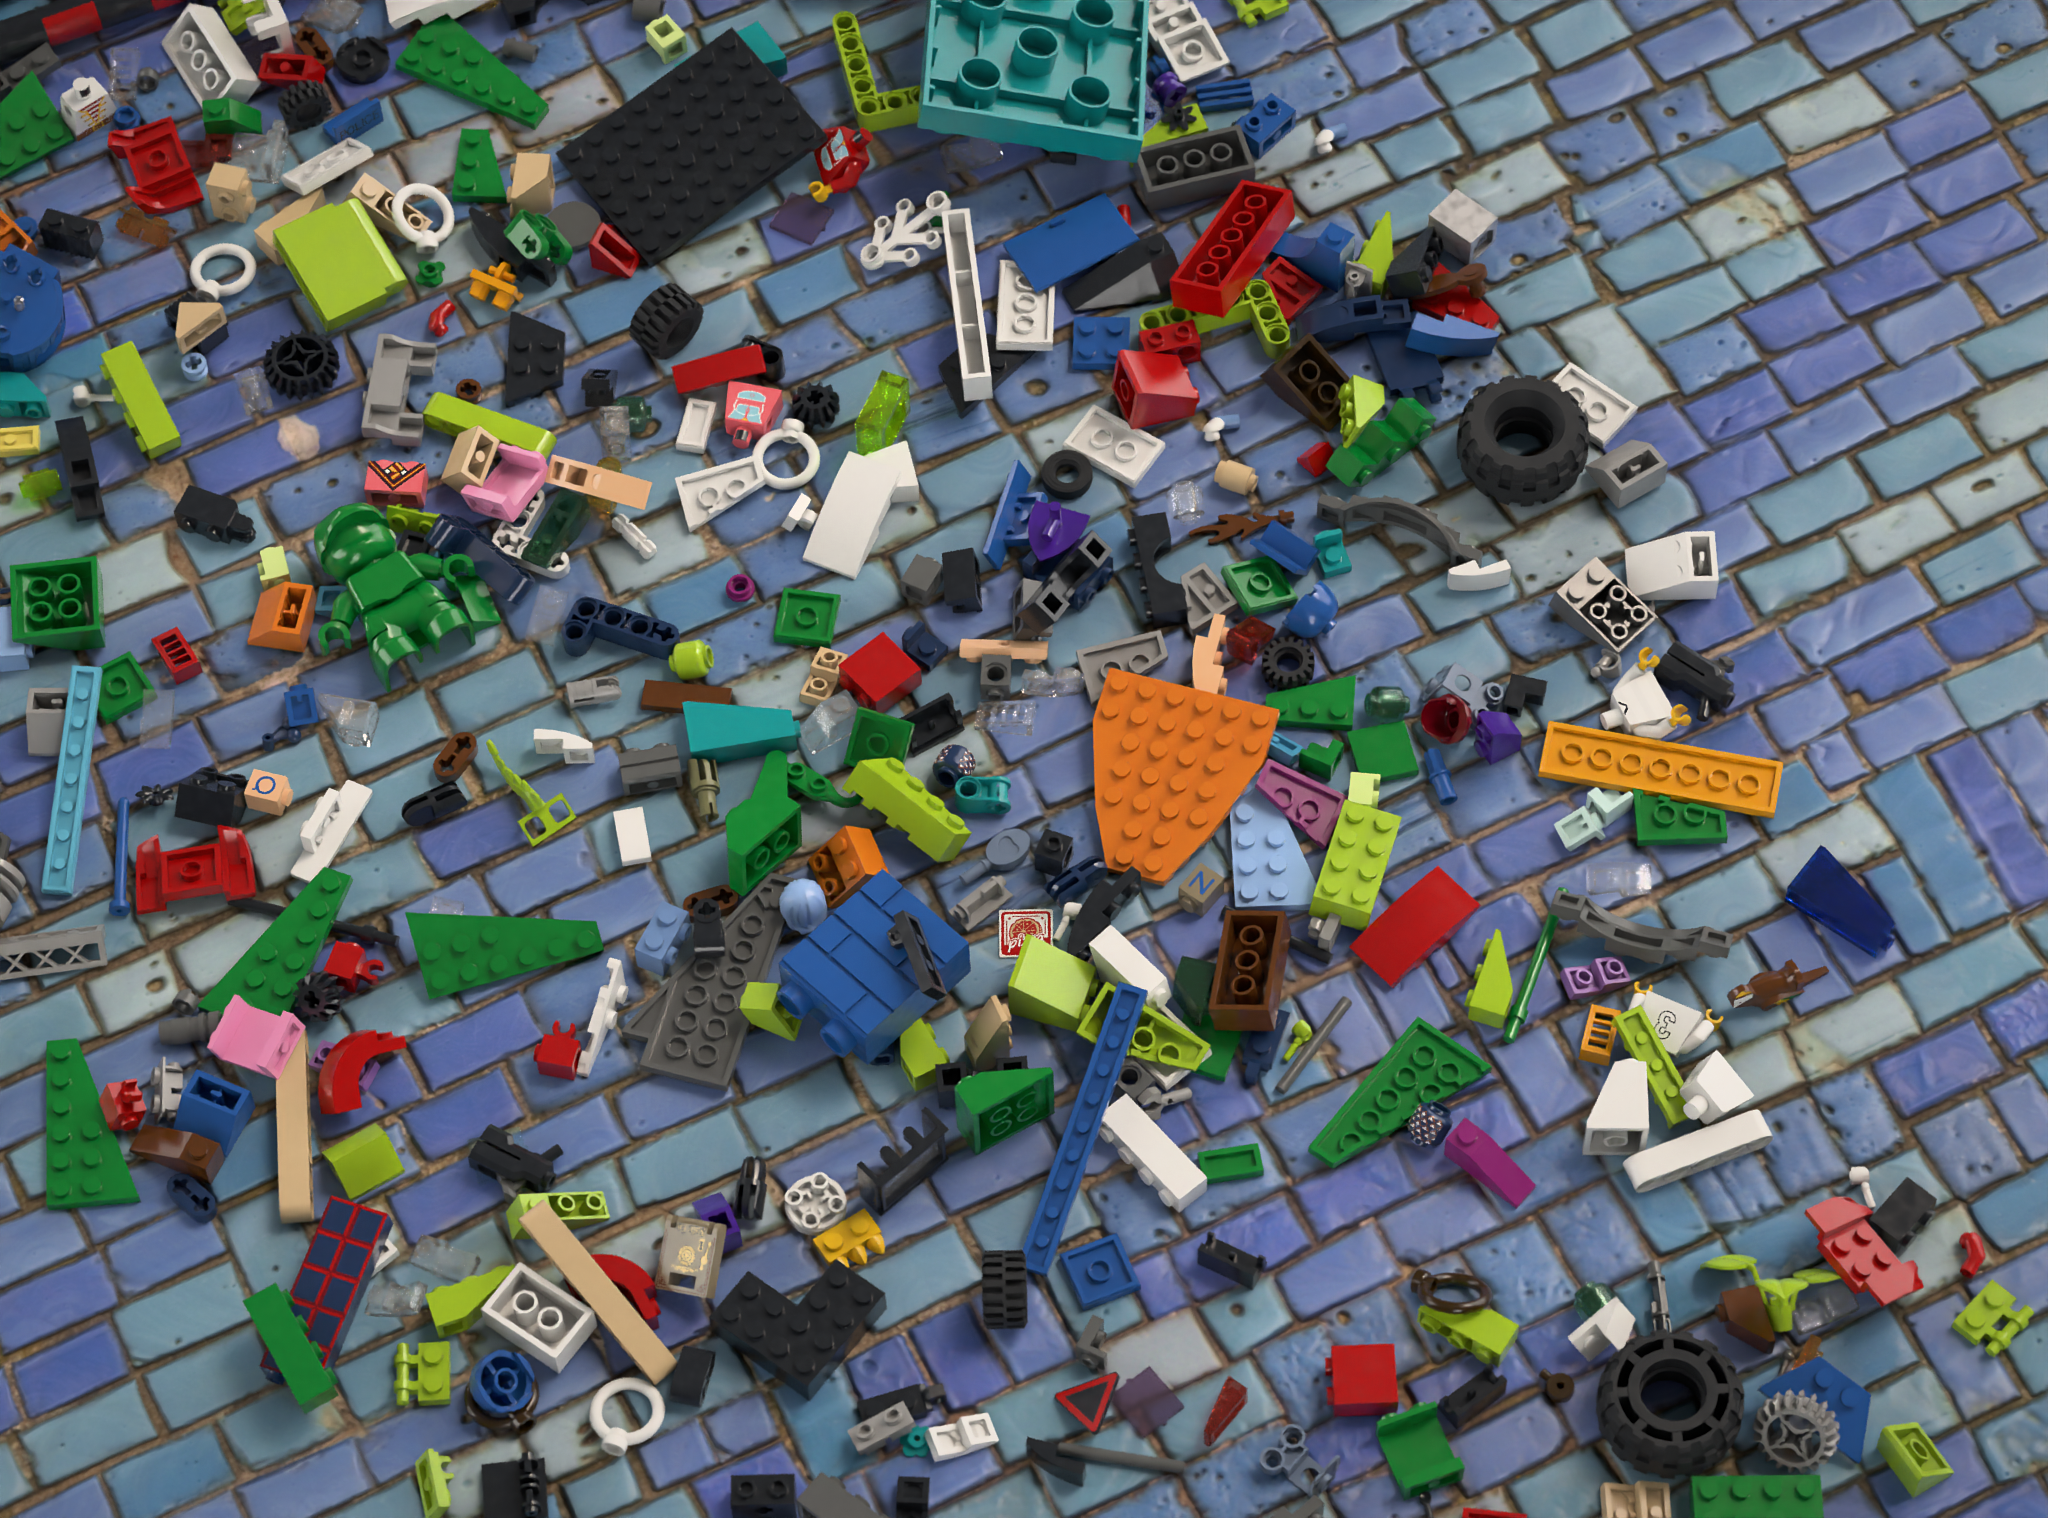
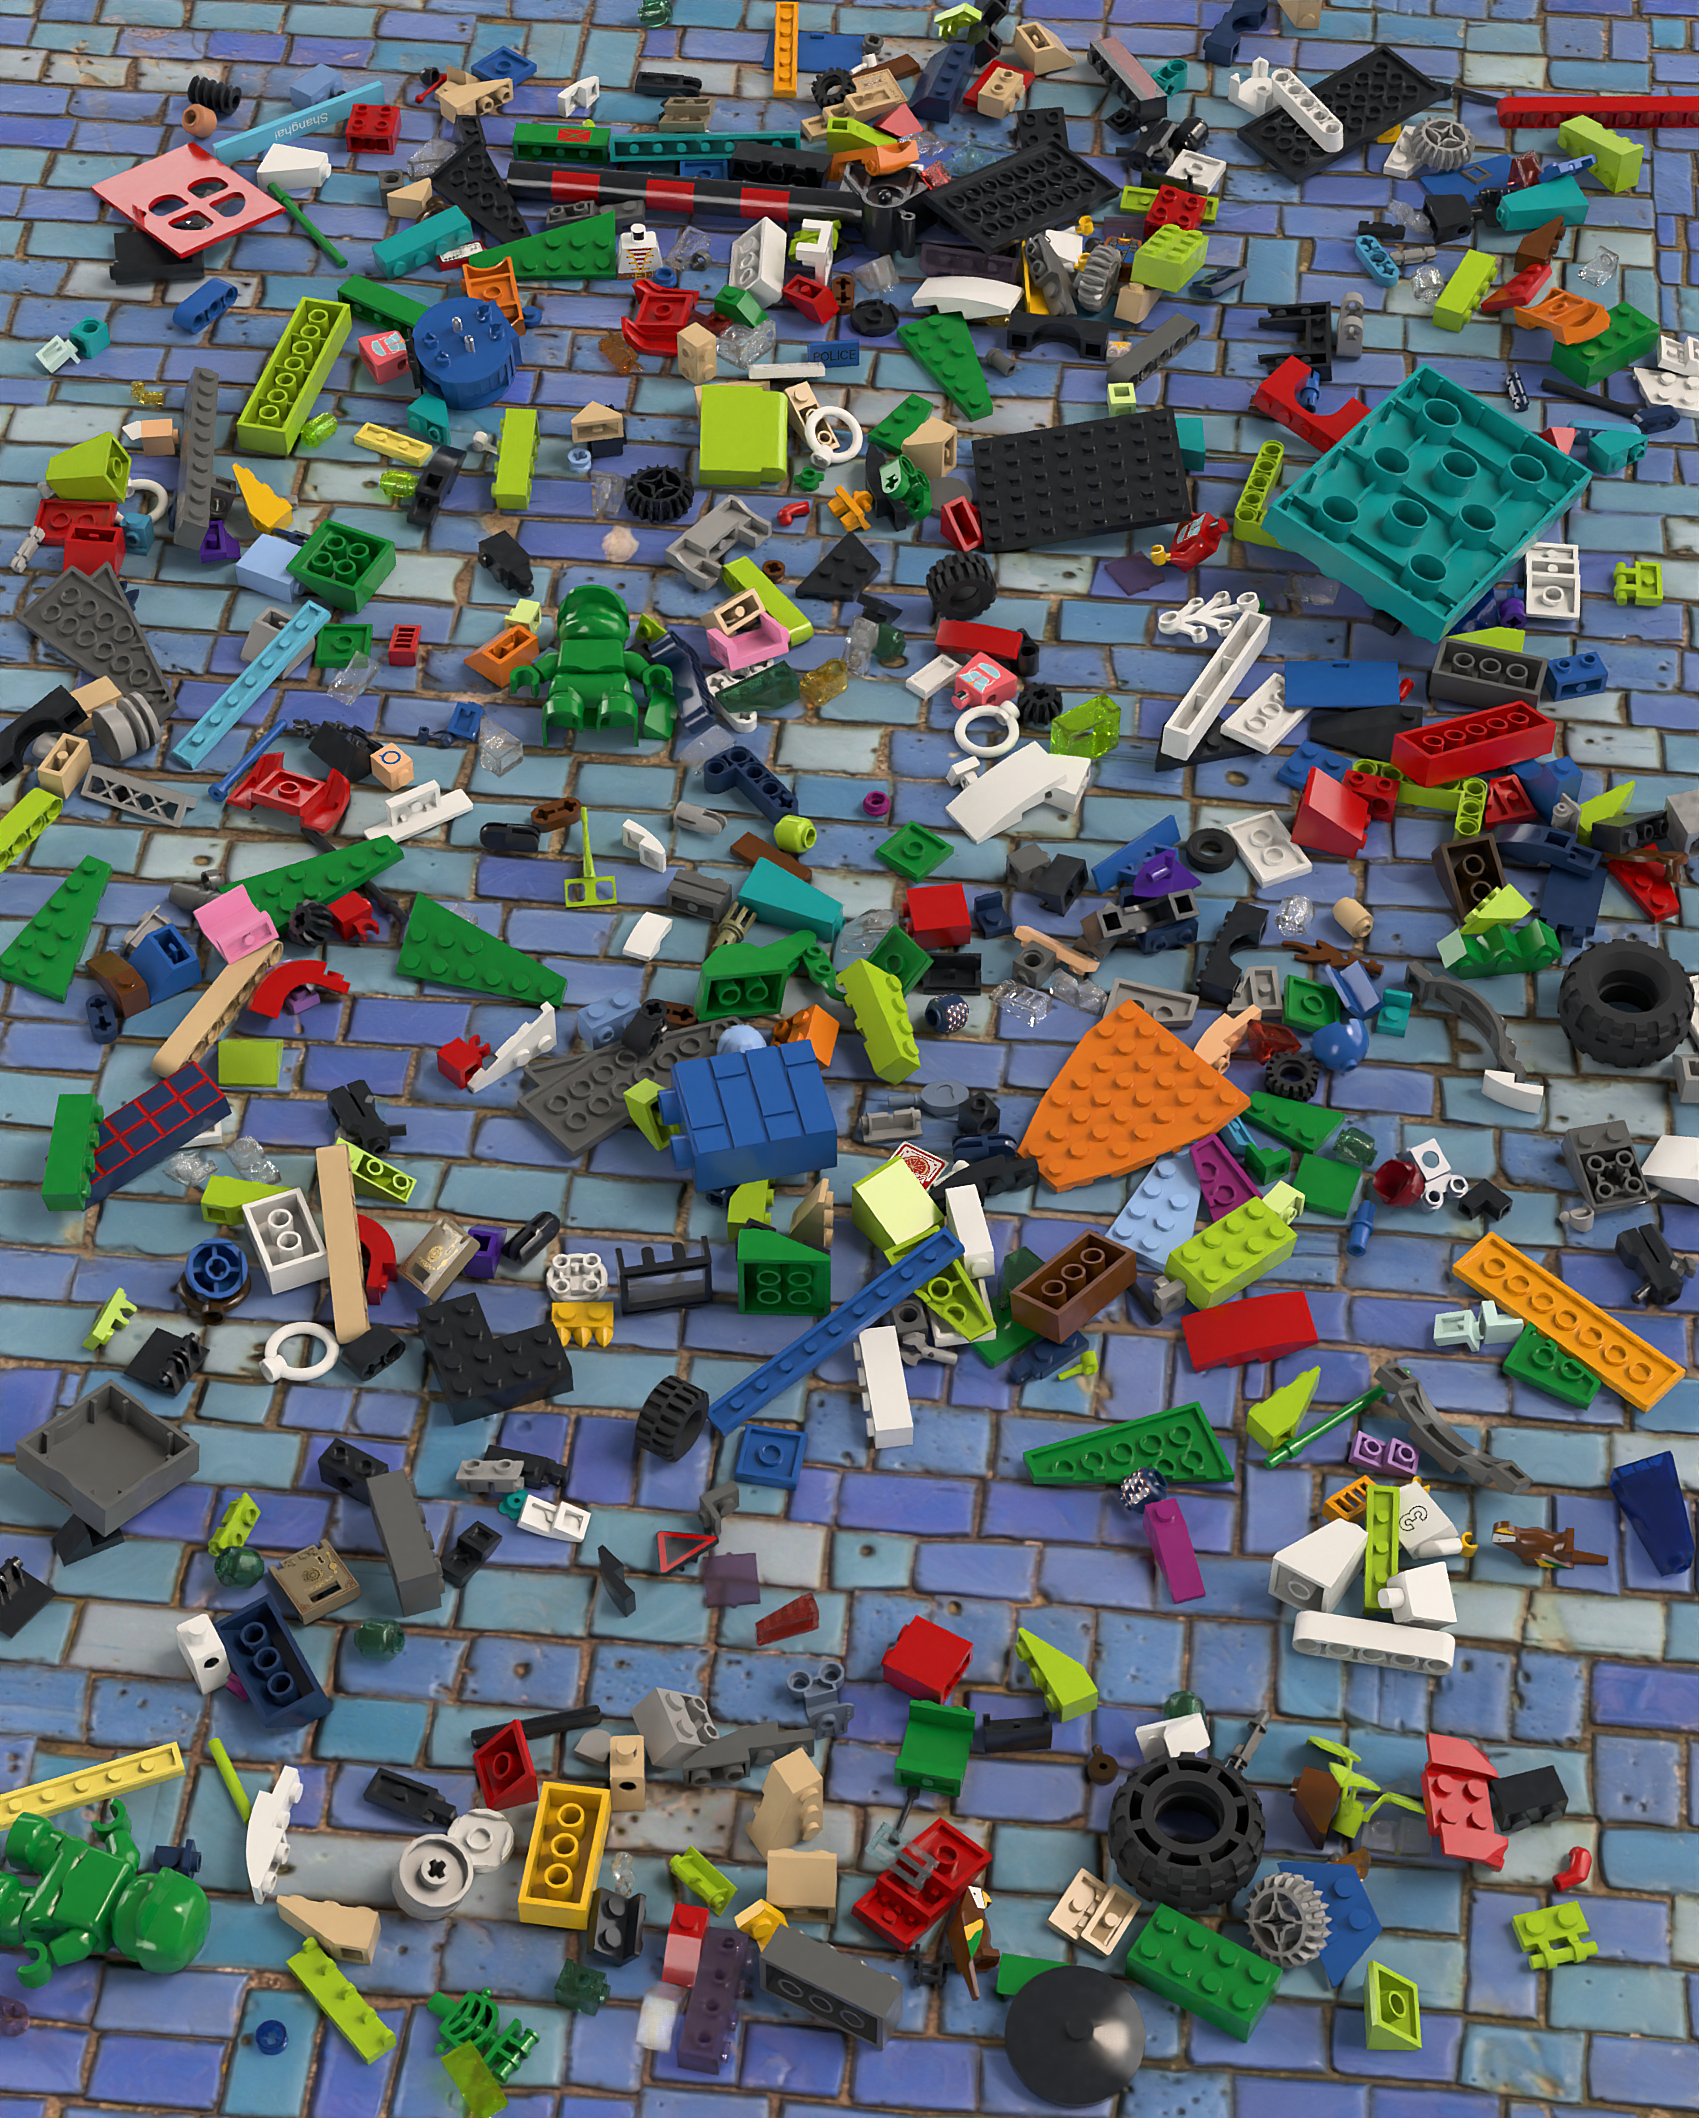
camera: 30 degrees right, 10 degrees down
(71, 233) = (559, 331): black brick -> none
(122, 1105) = (102, 924): red brick -> none
(210, 289) = (633, 415): white piece -> none
(304, 104) = (803, 312): black tyre -> none
(396, 483) = (665, 604): coral brick -> none
(433, 1373) = (176, 1242): lime plate -> none
(598, 482) = (816, 669): light nougat slope -> none
(634, 536) = (821, 728): white axle -> none
(717, 489) = (913, 725): white wing -> none
(823, 677) = (891, 897): tan slope -> none
(909, 934) = (787, 1101): black hinge -> none
(984, 795) = (954, 1045): teal piece -> none
(1122, 1458) = (675, 1611): dark grey bar -> none
(1178, 116) = (1502, 632): black plant -> none
(1200, 890) = (1083, 1208): dark tan brick -> none
(1220, 423) = (1371, 873): arm -> none
(1223, 92) = (1557, 641): blue tile -> none
(1231, 1163) = (947, 1433): green tile -> none
(1231, 1261) = (888, 1507): black hinge -> none
(1313, 1045) = (1091, 1379): dark grey bar -> none
(1316, 458) = (1431, 937): red slope -> none
(1330, 134) = (1627, 708): arm -> none
(1426, 1284) = (1043, 1615): dark brown piece -> none
(1450, 337) = (1620, 899): blue slope -> none
(1496, 736) = (1434, 1217): dark purple slope -> none
(1620, 877) = (1467, 1387): clear slope -> none
(1641, 705) = (1586, 1258): white torso -> none
(1860, 1176) = (1511, 1745): white hand -> none

